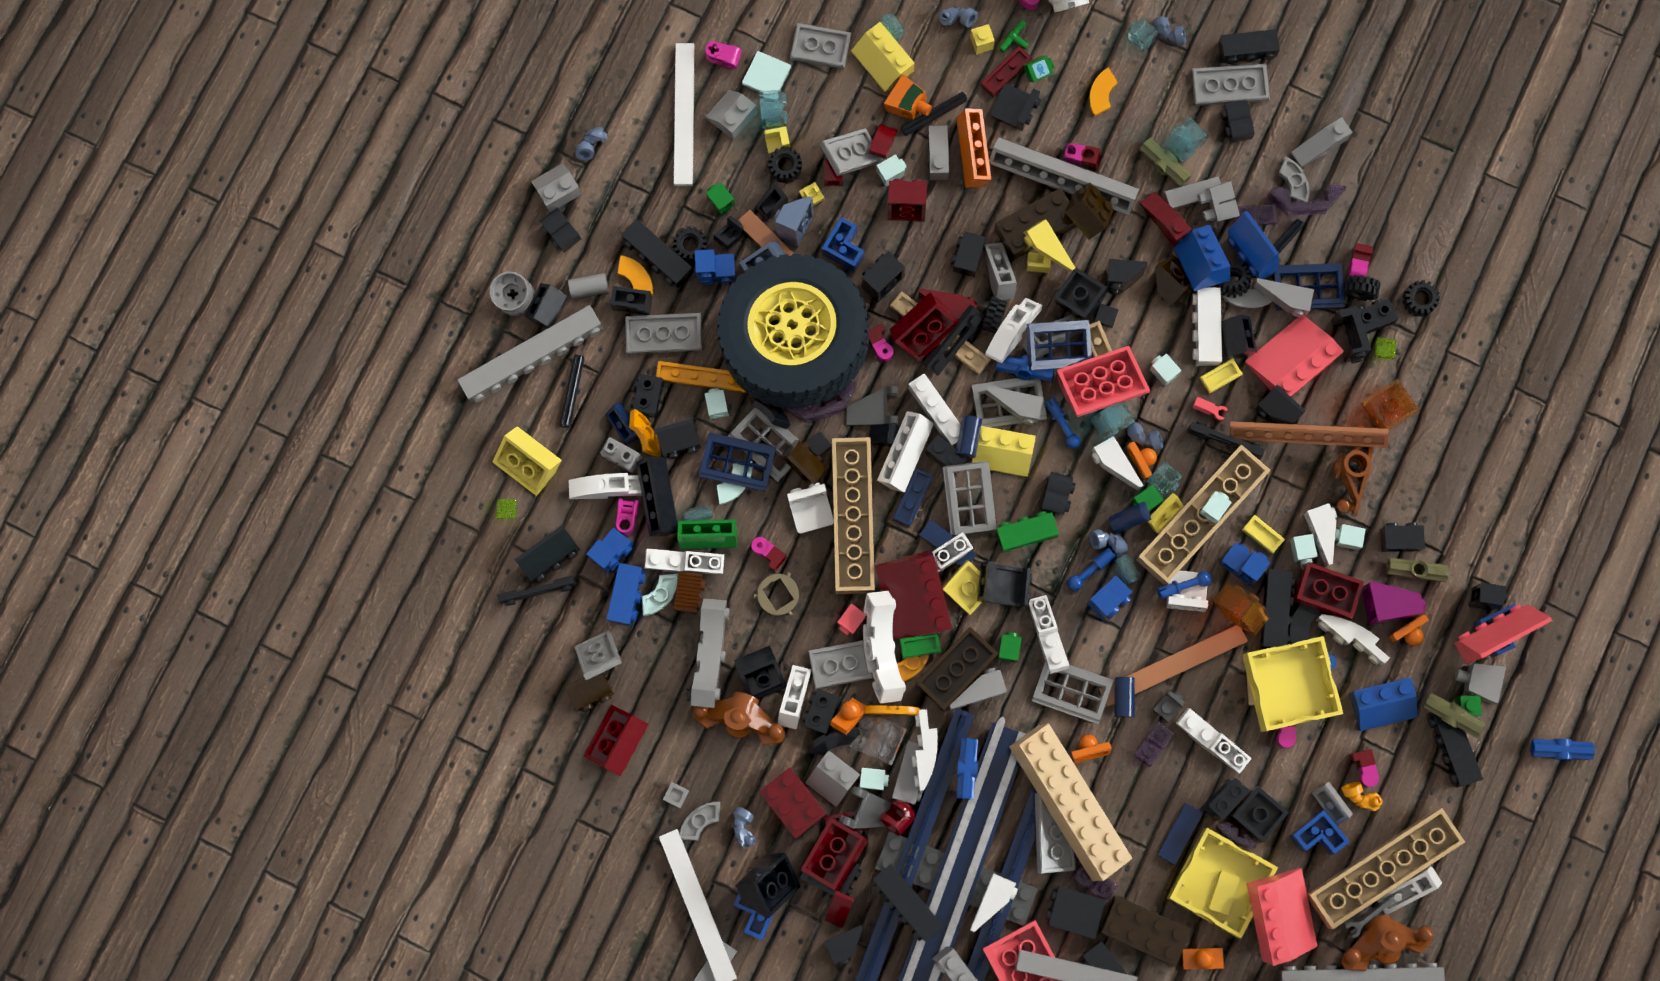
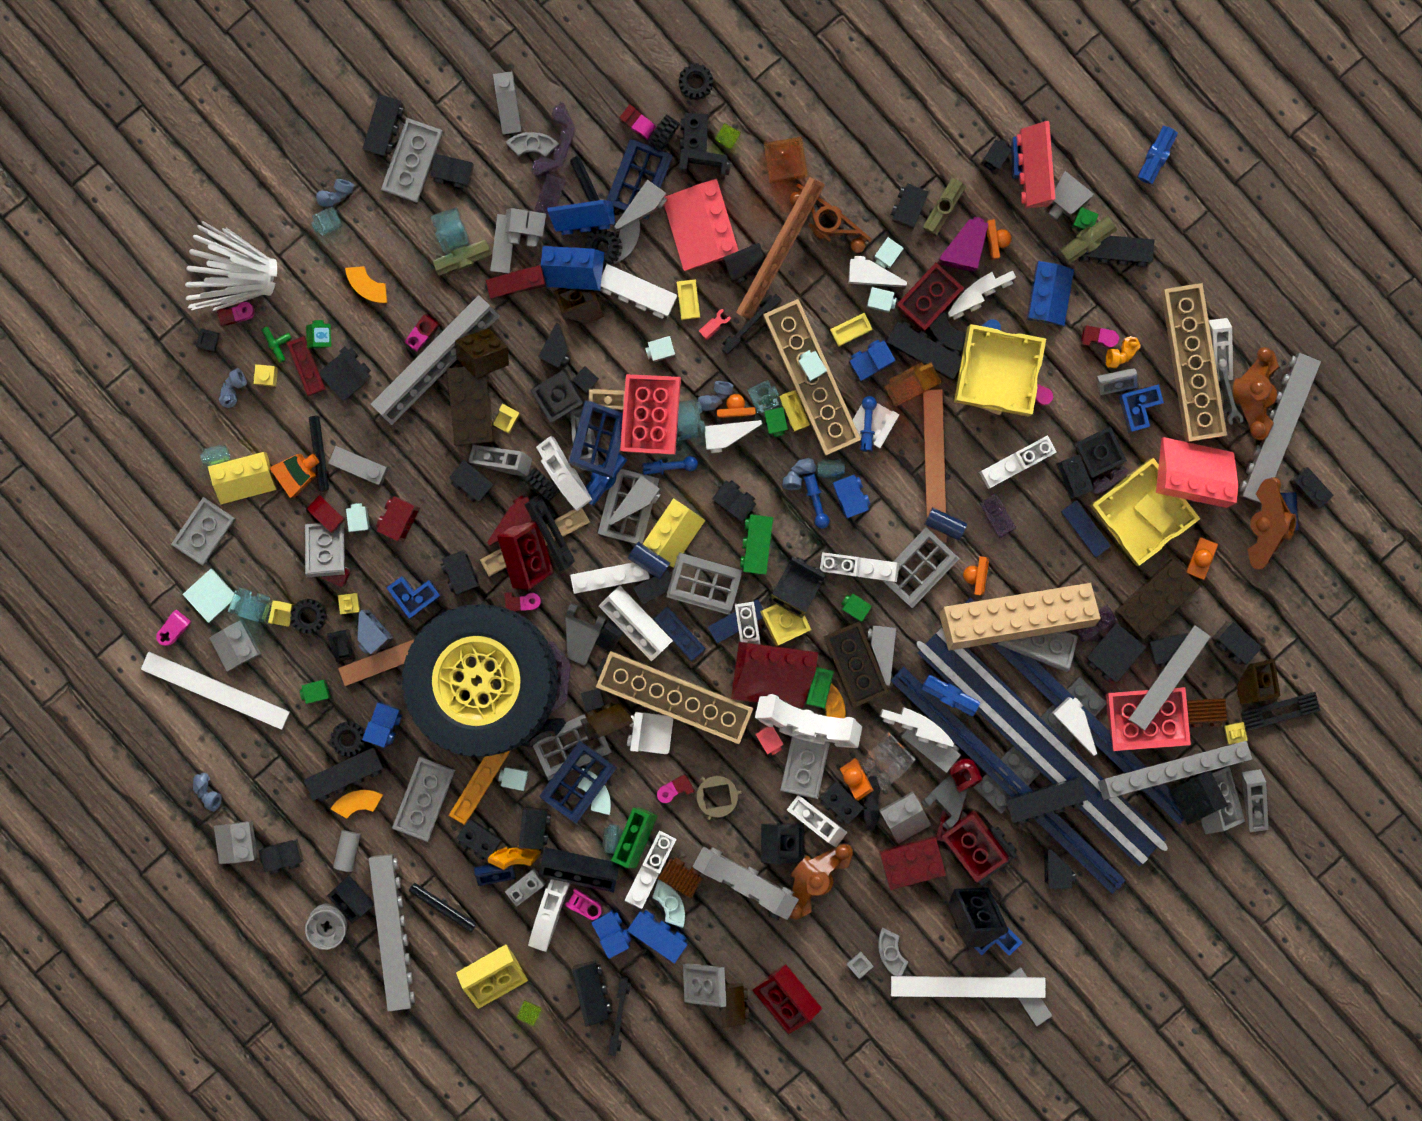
camera: 75 degrees left, 10 degrees up
(631, 300) = (380, 817): black brick -> none
(729, 233) = (354, 697): black bracket -> none
(742, 818) = (921, 920): sand blue arm -> none
(769, 250) = (393, 670): sand blue brick -> none
(839, 909) = (1024, 862): dark red slope -> none
(873, 779) = (921, 781): light aqua brick -> none
(892, 710) = (869, 735): light orange tile -> none
(973, 148) = (371, 432): orange brick -> none
(1045, 241) = (494, 408): light yellow slope -> none
(1129, 518) = (785, 445): dark blue brick -> none
(1169, 705) = (969, 486): dark grey bracket -> none
(1238, 336) = (660, 267): black brick -> none

